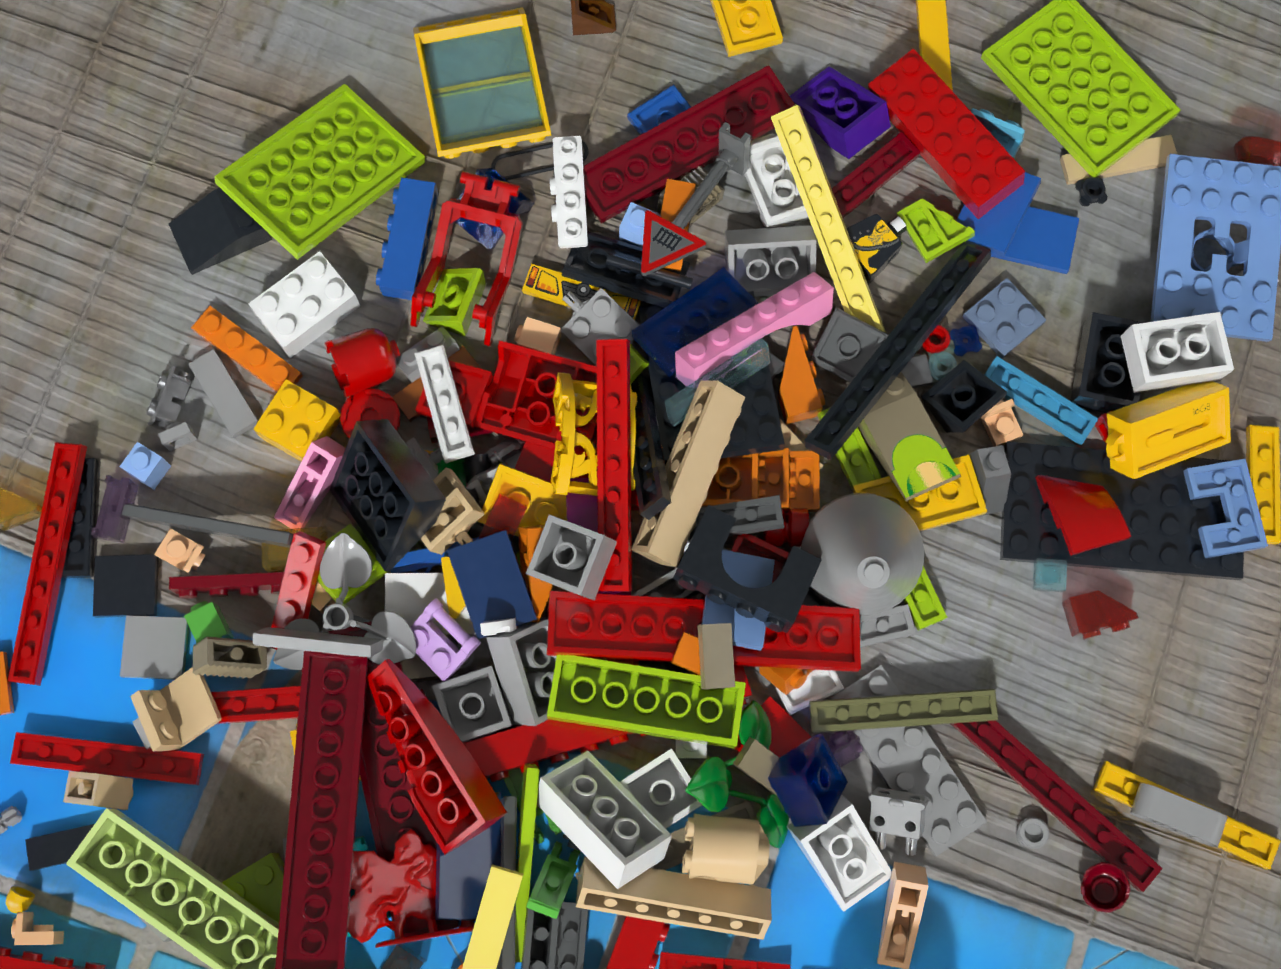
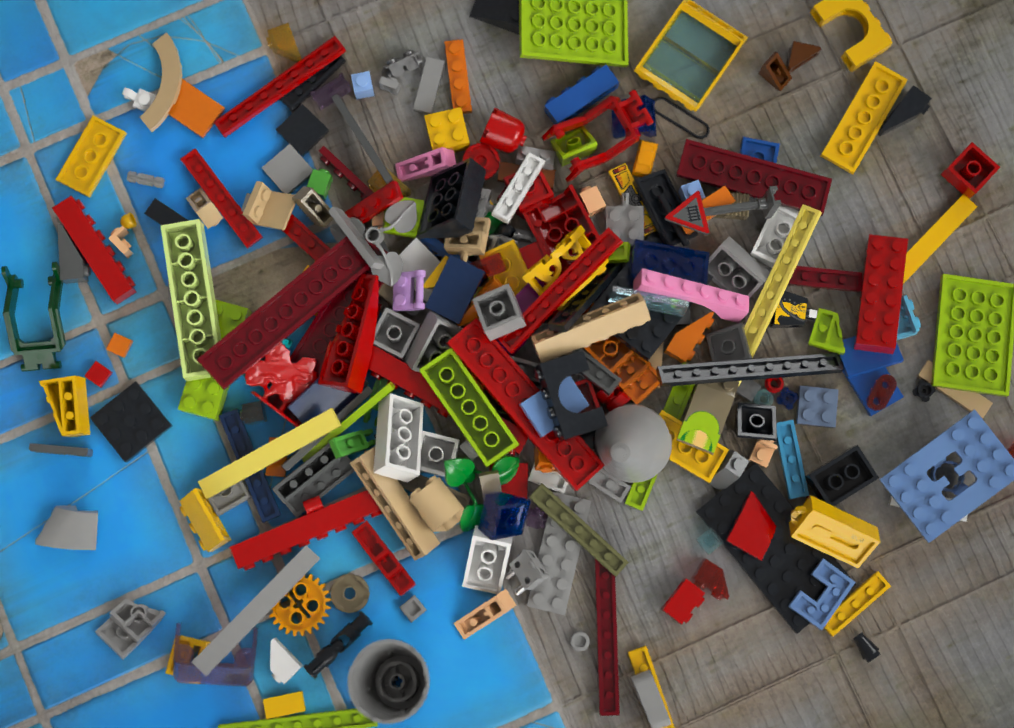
camera: 45 degrees right, 5 degrees up
(180, 551) = (340, 138): light nougat bracket -> none
(304, 304) = (504, 80): white brick -> none
(497, 626) = (434, 307): white tile -> none
(545, 239) = (644, 158): none -> light orange tile
(569, 191) = (675, 147): white bracket -> none
(687, 653) = (508, 407): orange tile -> none
(716, 656) = (517, 419): dark tan tile -> none
(842, 111) = (844, 234): dark purple slope -> none
(1056, 236) = (881, 393): none -> clear red plate
(1094, 670) = (683, 601): none -> red brick
(1105, 887) = (585, 696): dark red hair -> none
(1177, 352) = (873, 501): white brick -> none

